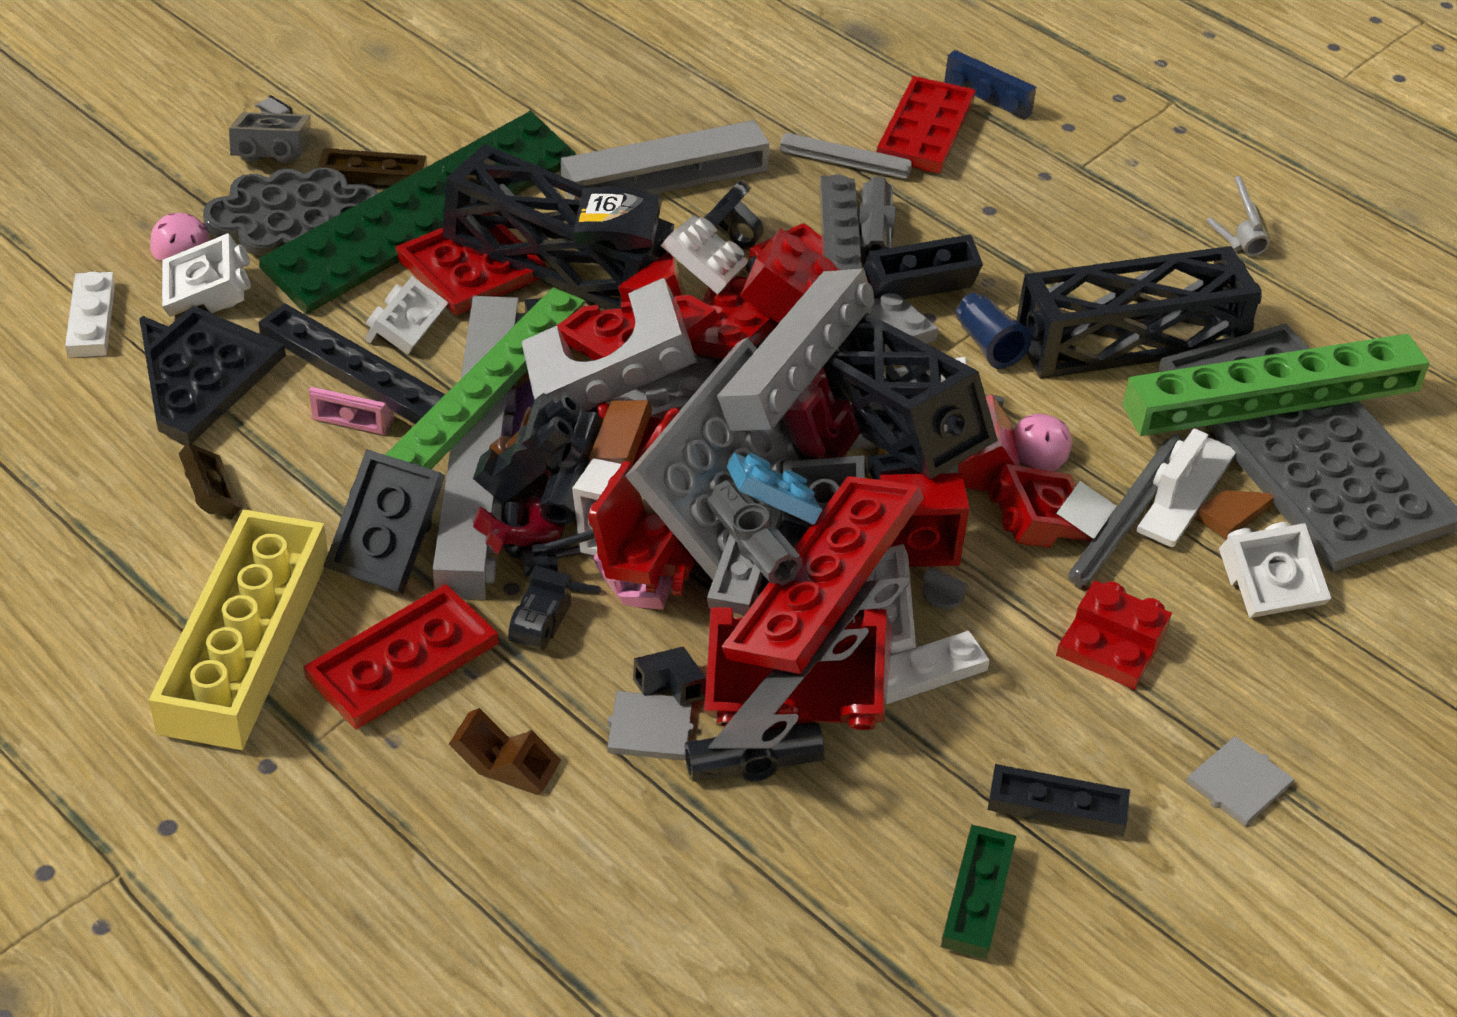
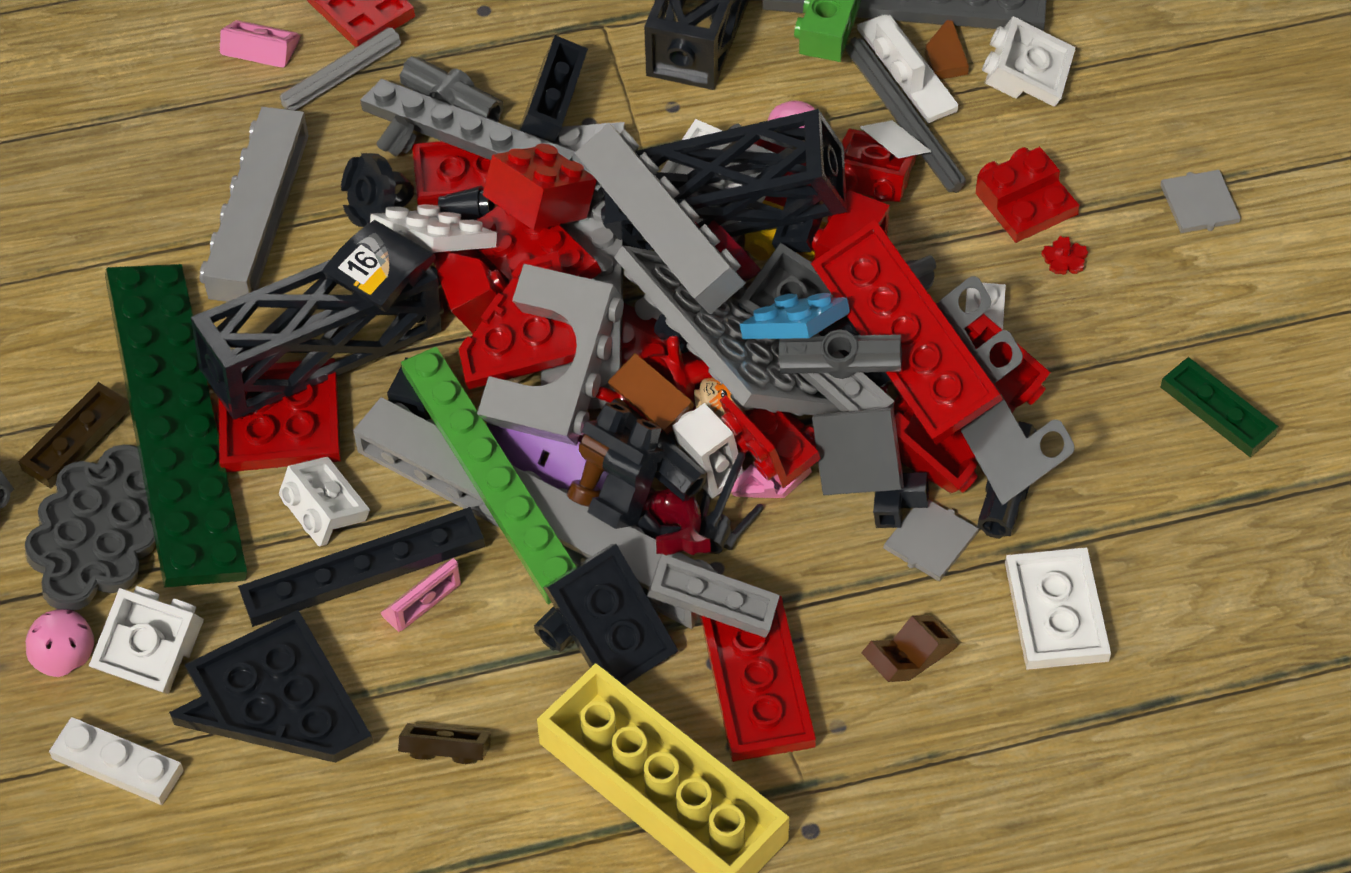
camera: 55 degrees left, 10 degrees up
(448, 573) = (713, 595): none -> light grey plate
(541, 608) = (769, 555): black leg -> none
(628, 849) = (1057, 608): none -> white plate
(678, 608) = (858, 451): none -> dark grey tile
(802, 209) = (397, 136): none -> dark grey plate
(832, 105) = (258, 43): none -> bright pink slope
(994, 331) = (650, 87): dark blue plant -> none
(1059, 800) = (1164, 315): black plate -> none
(1070, 697) = (1065, 257): none -> red plant

